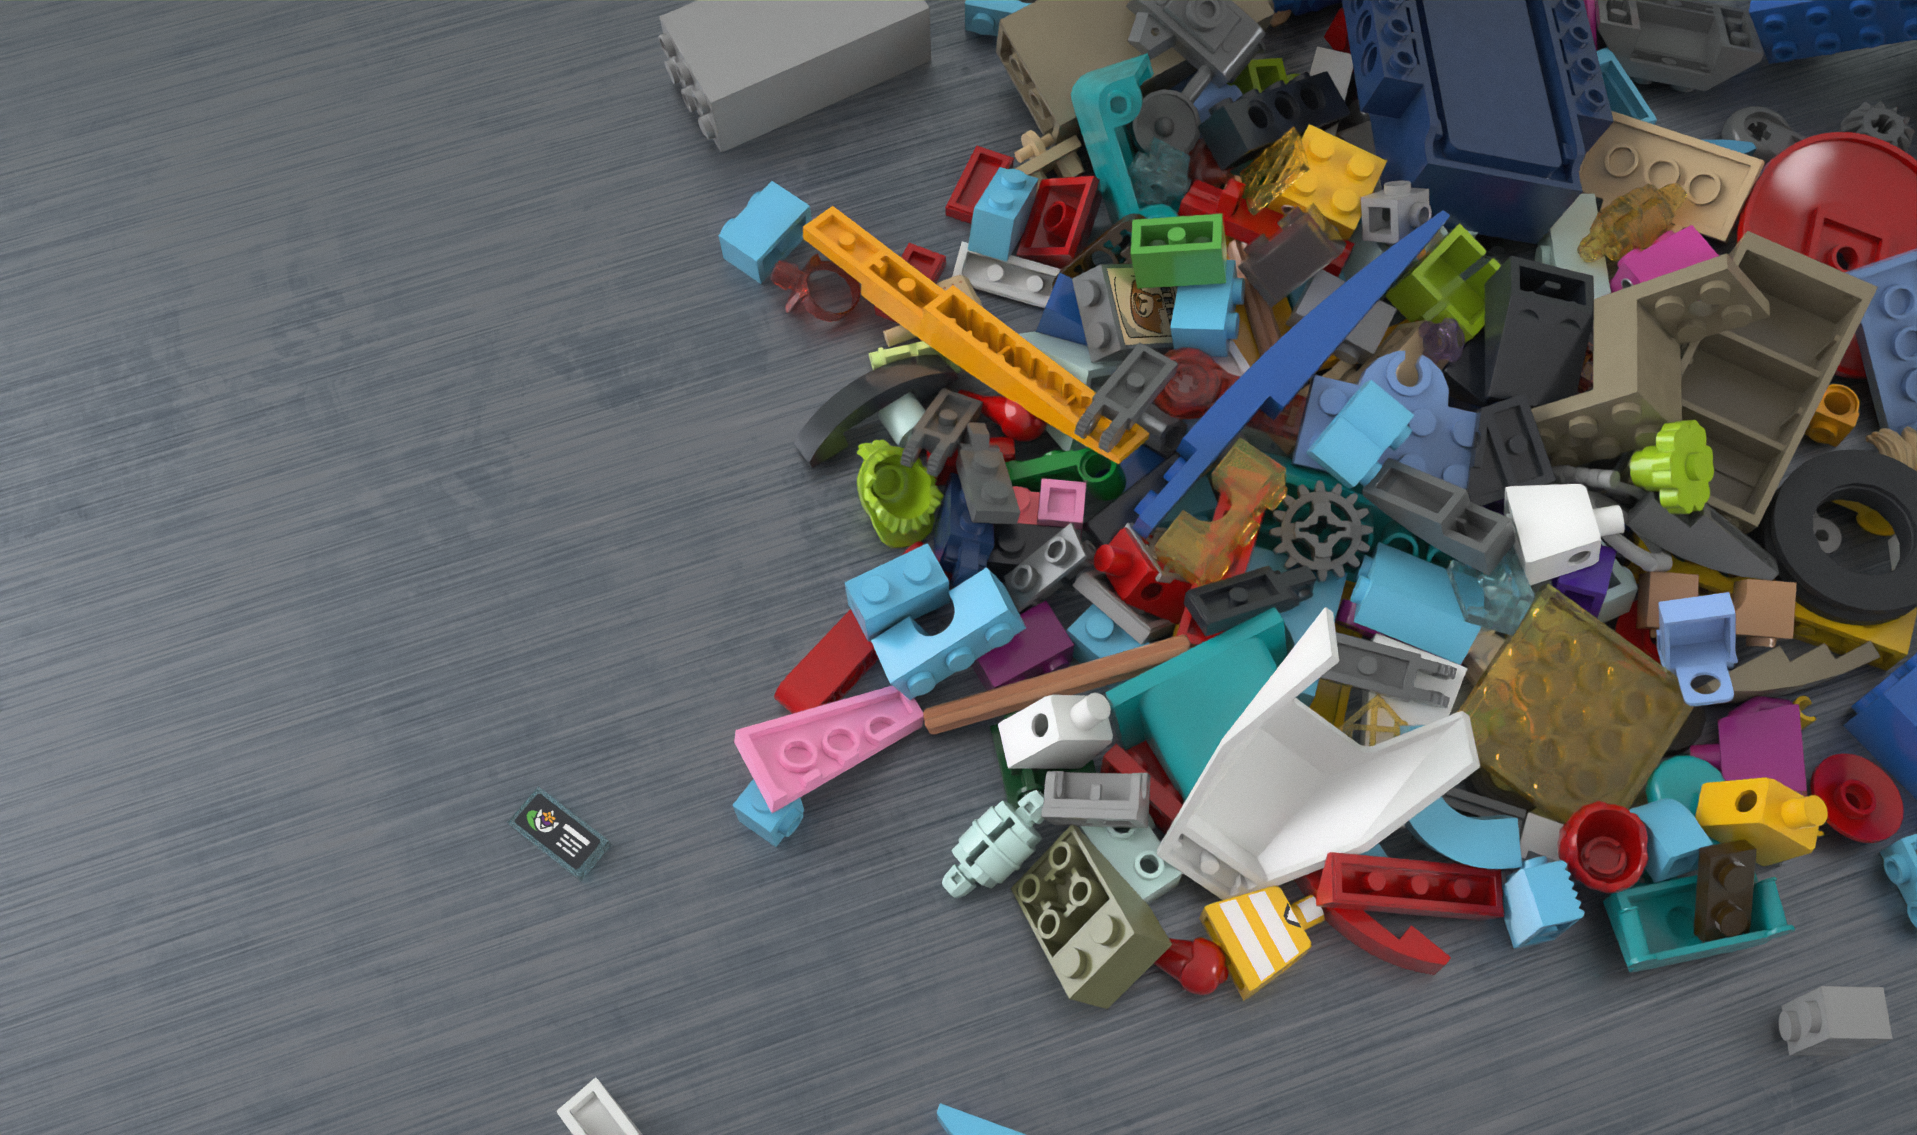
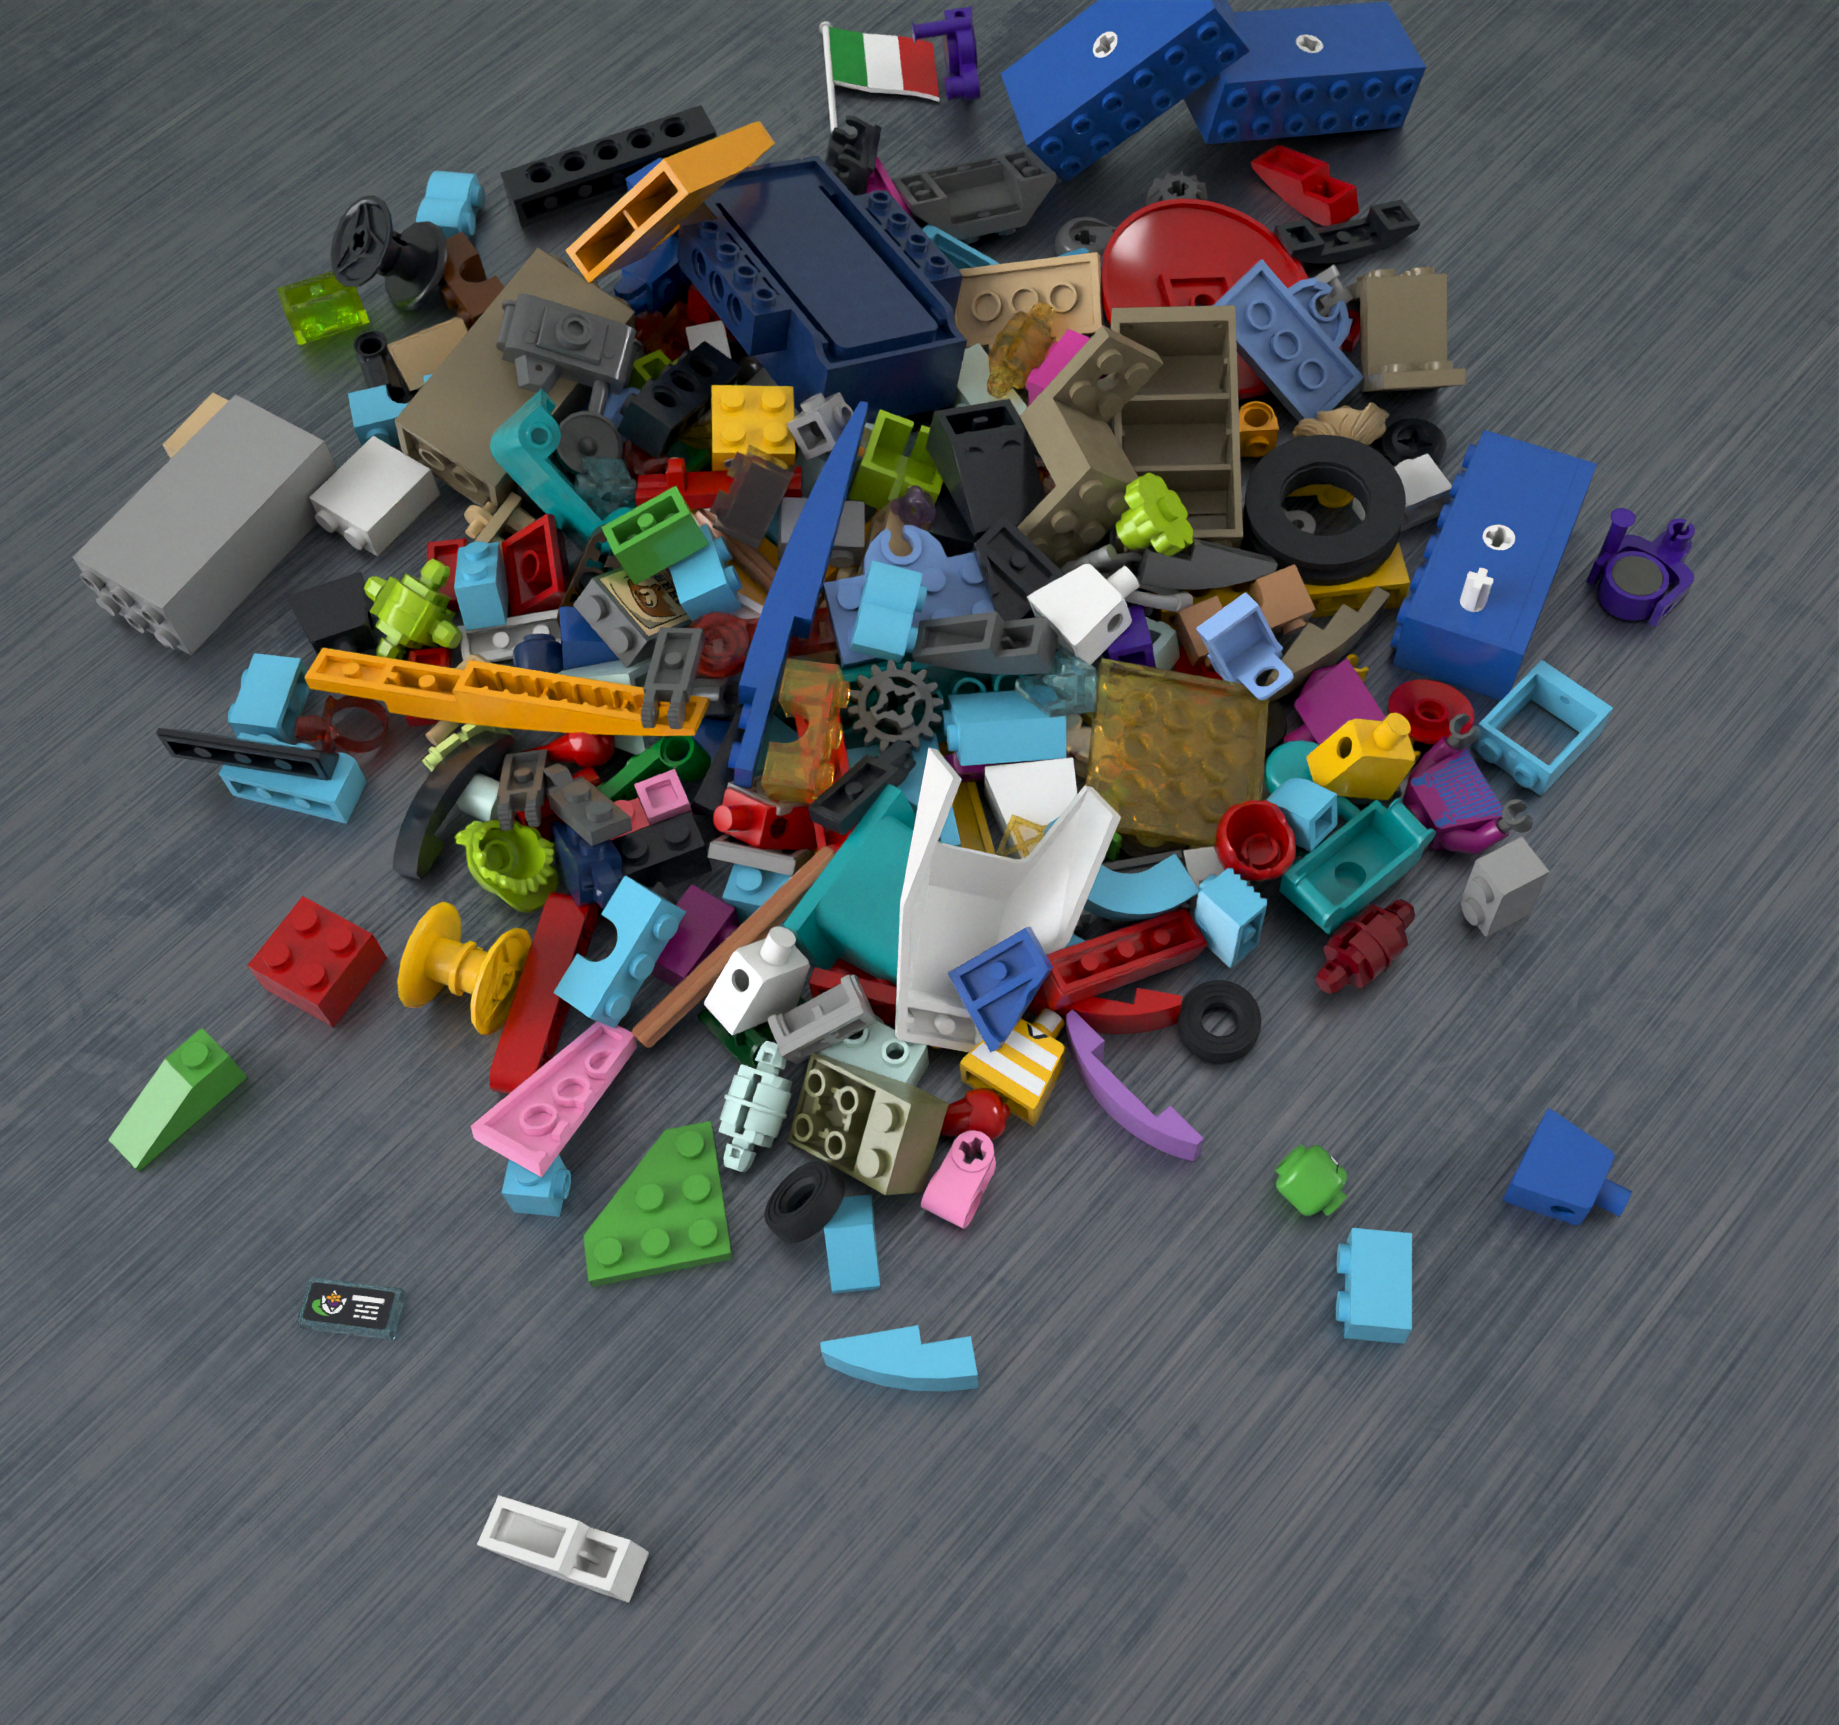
camera: 25 degrees left, 5 degrees down
(509, 561) = (176, 1098): none -> bright green slope
(686, 498) = (317, 961): none -> red brick
(722, 275) = (249, 753): none -> black slope
(751, 313) = (316, 797): none -> medium azure brick
(788, 555) = (439, 959): none -> yellow piece
(862, 179) = (337, 615): none -> black torso
(868, 896) = (664, 1213): none -> bright green plate
(897, 590) = (554, 936): medium azure brick -> none
(929, 209) = (413, 611): none -> lime piece
(951, 78) = (374, 496): none -> white brick
(1003, 976) = (800, 1224): none -> black tyre
(1018, 1019) = (853, 1246): none -> medium azure slope
(1019, 307) = (539, 653): none -> dark blue head
(1043, 570) = (674, 863): dark grey hinge -> none
(1141, 1023) = (959, 1186): none -> bright pink piece
(1273, 152) = (715, 437): clear yellow window -> none
(1281, 858) = (1002, 984): none -> blue wing
(1293, 40) = (662, 334): none -> clear red hips
(1366, 1080) = (1165, 1132): none -> medium lavender slope
(1386, 671) = (1006, 792): dark grey hinge -> none
(1502, 984) = (1219, 1048): none -> black tyre
(1660, 1003) = (1365, 946): none -> dark red piece
(1724, 890) = (1365, 827): dark brown piece -> none
(1835, 903) = (1456, 800): none -> magenta torso

